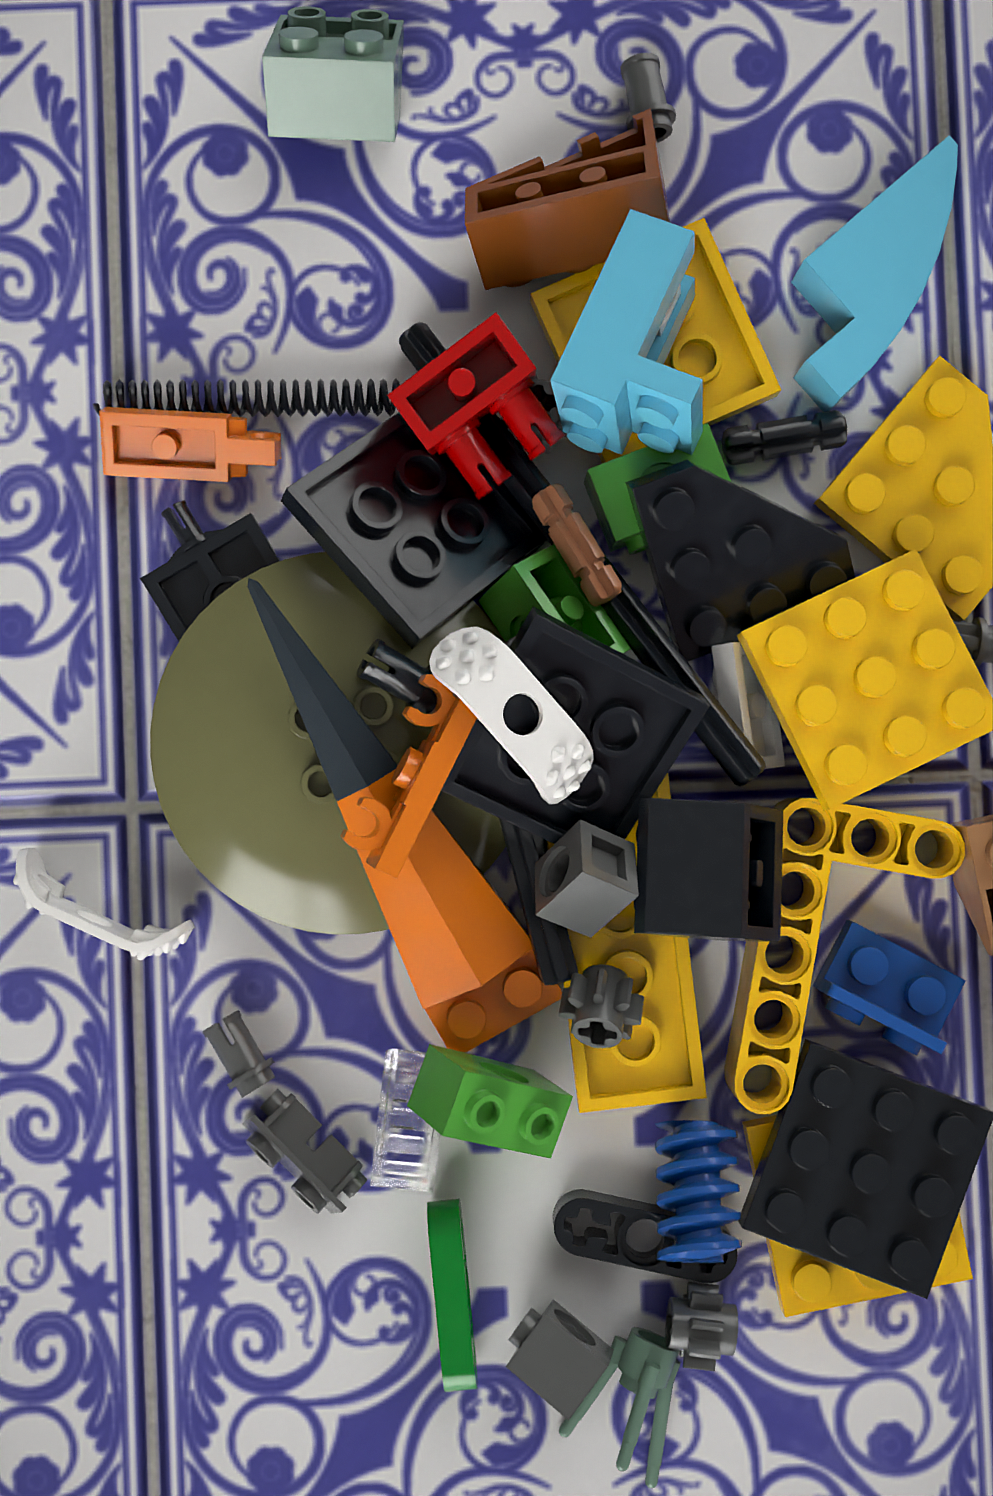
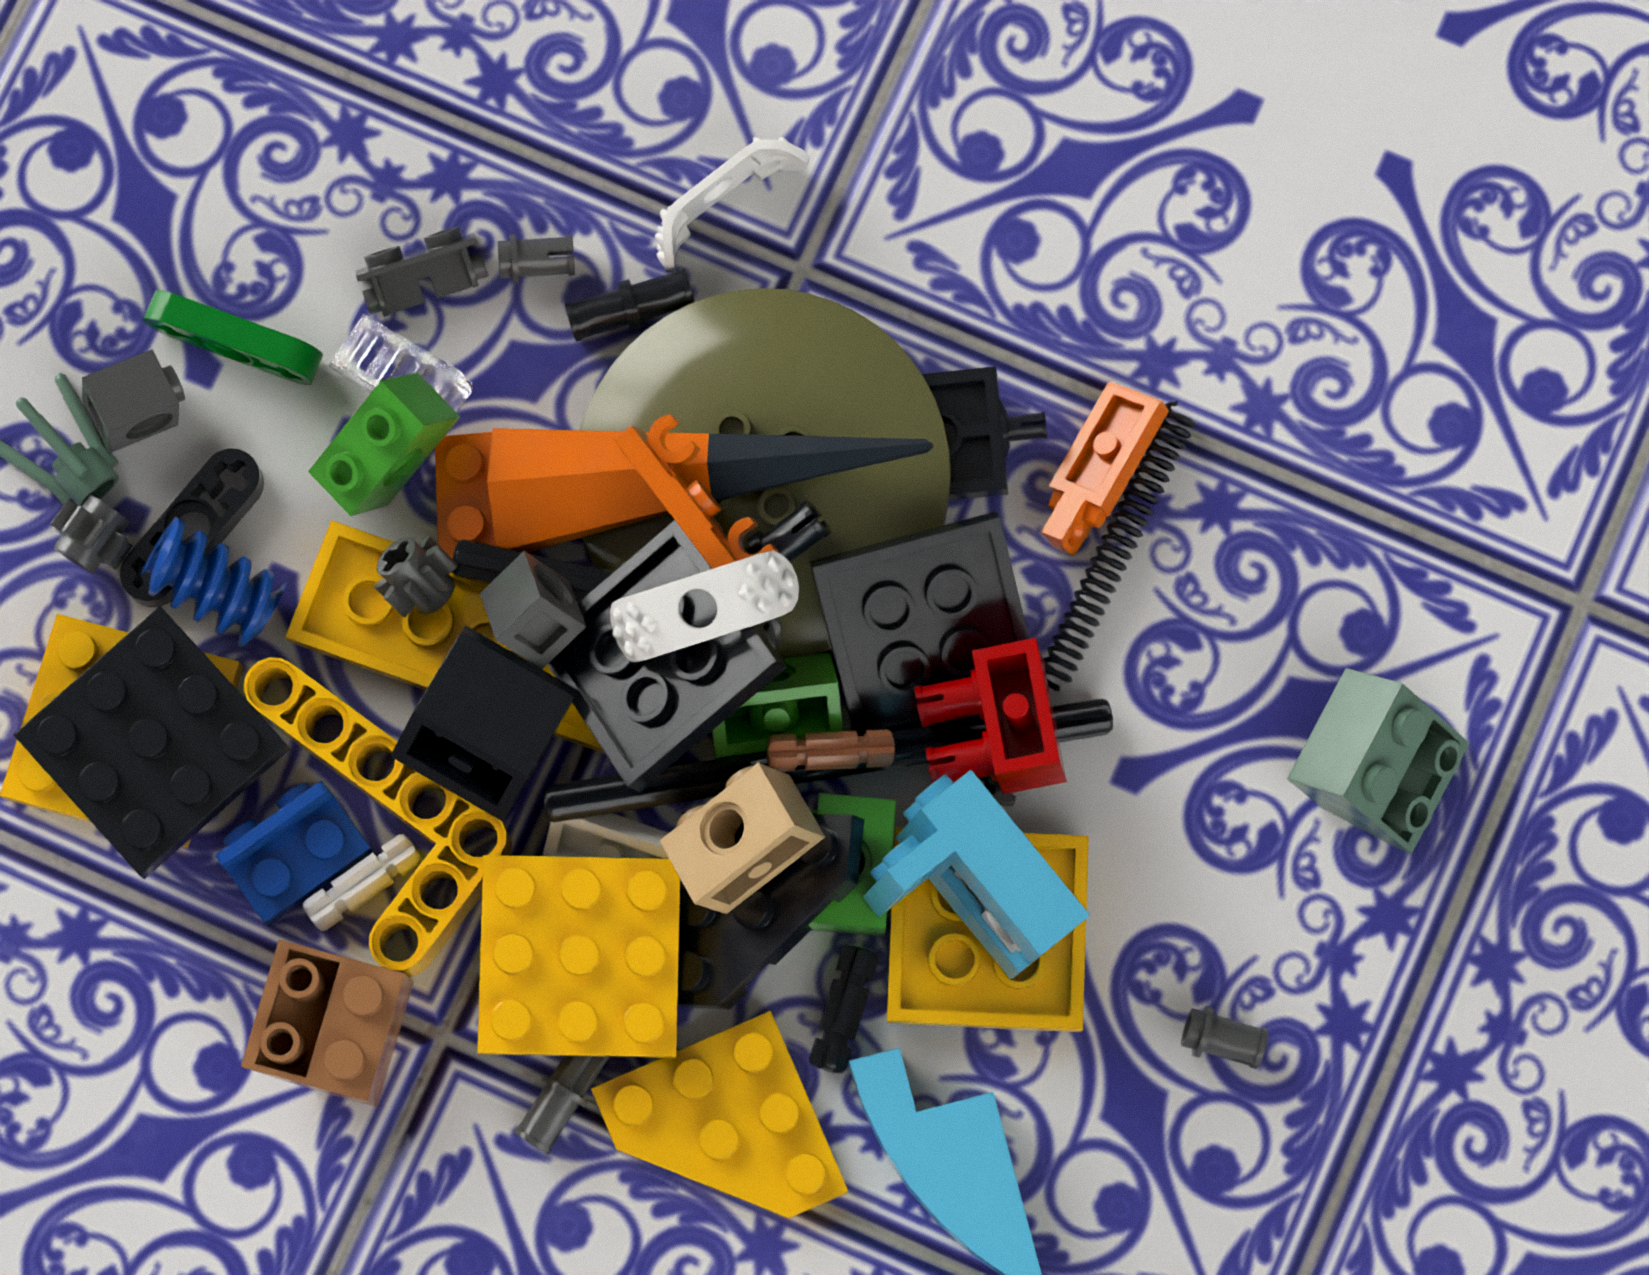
camera: 120 degrees right, 10 degrees down
(242, 944) = (629, 304): none -> black pin
(566, 213) = (1144, 909): dark orange wedge -> none
(678, 551) = (774, 836): none -> tan brick
(885, 913) = (362, 882): none -> white axle

